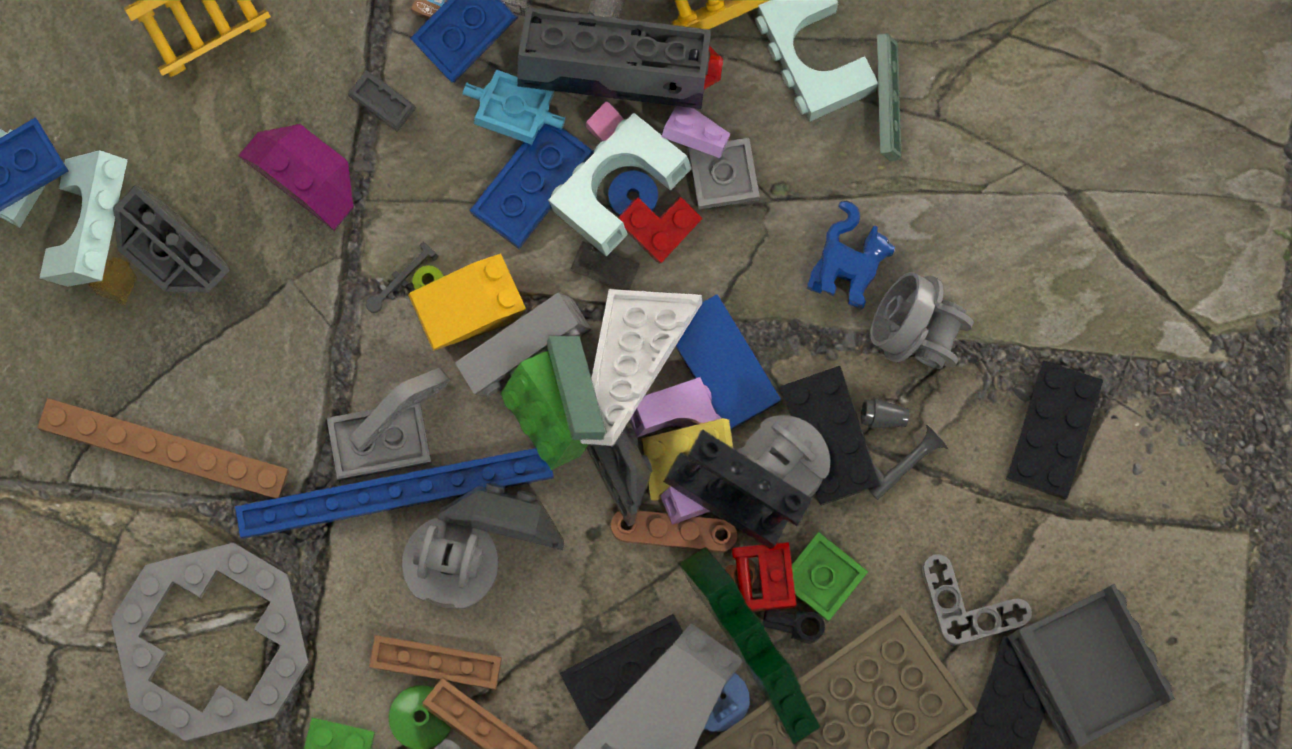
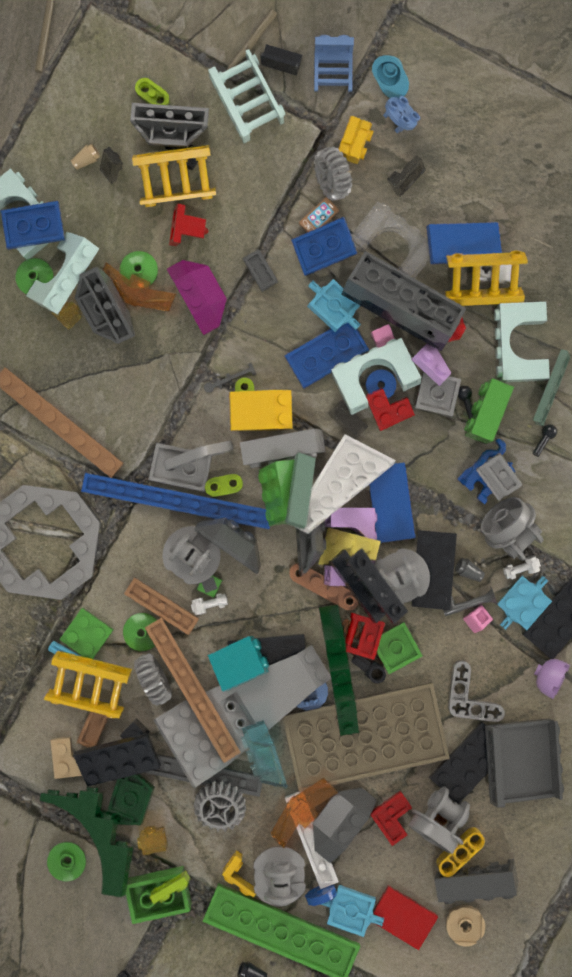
camera: 25 degrees right, 10 degrees up
(21, 245) = (41, 268): none -> bright green dish
(51, 40) = (85, 157): none -> tan cone
(94, 36) = (110, 164): none -> clear smoke hinge
(201, 187) = (148, 266): none -> bright green dish
(208, 207) = (137, 293): none -> clear orange plate
(242, 79) = (185, 225): none -> red piece
(458, 442) = (223, 485): none -> lime plate
(494, 639) = (199, 606): none -> white bar
(497, 602) = (210, 586): none -> tile
(590, 694) = (238, 663): none -> teal brick
(764, 159) = (465, 394): none -> black bar
(808, 166) = (488, 411): none -> bright green brick
(865, 253) = (499, 476): none -> light grey plate
(914, 164) = (549, 432): none -> black bar
(928, 483) = (478, 619): none -> bright pink slope
(973, 368) = (532, 565): none -> white bar
(987, 430) = (524, 602): none -> medium azure plate
(1076, 521) = (551, 676): none -> lavender cylinder

